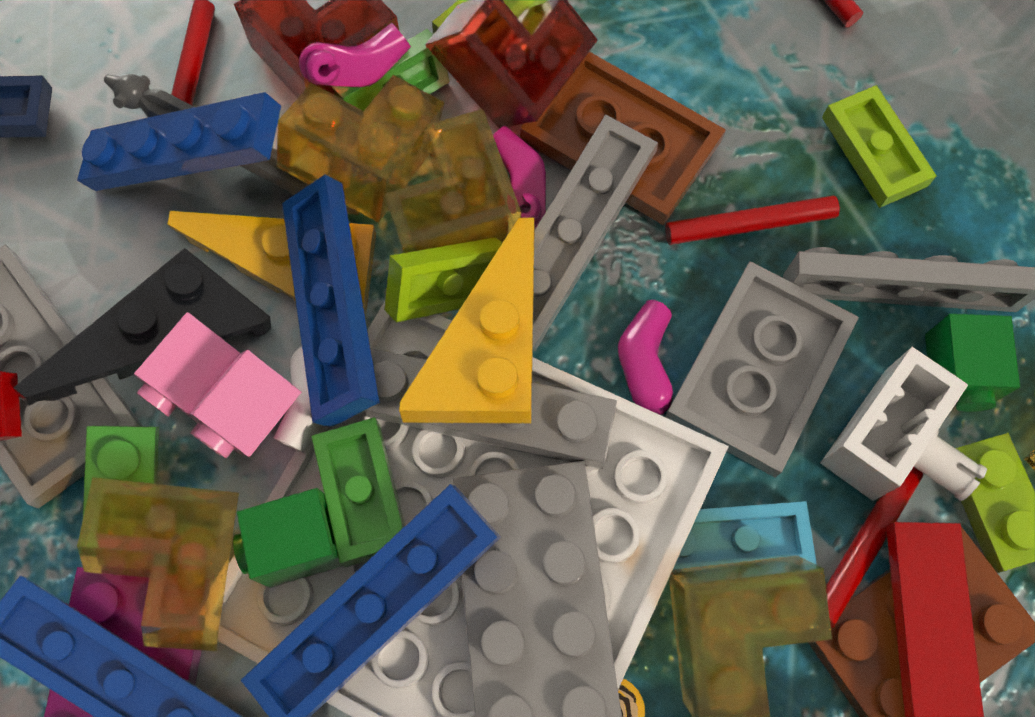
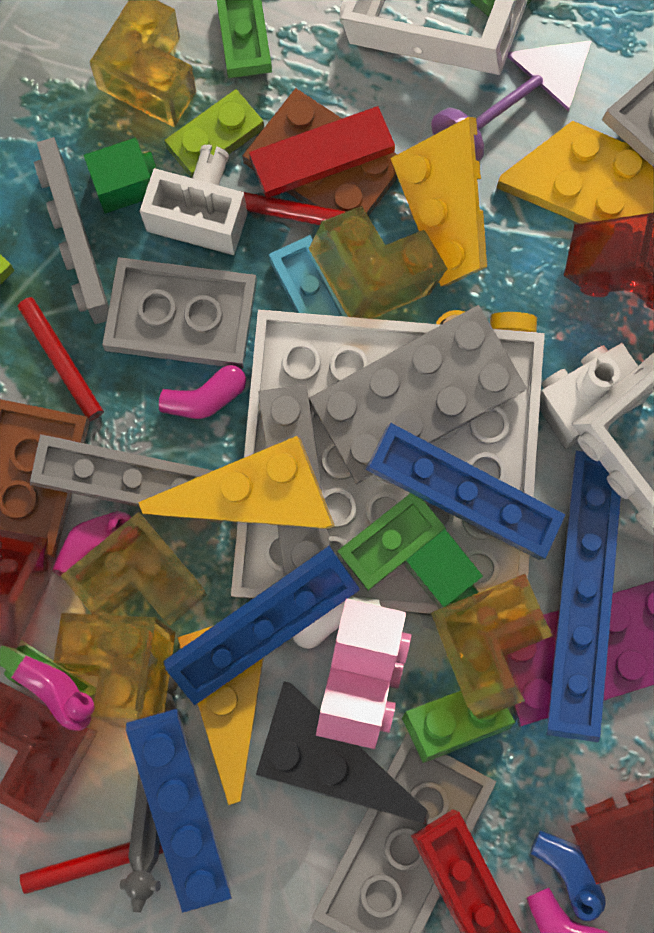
camera: 110 degrees left, 5 degrees up
(435, 278) = (208, 553): lime plate -> none

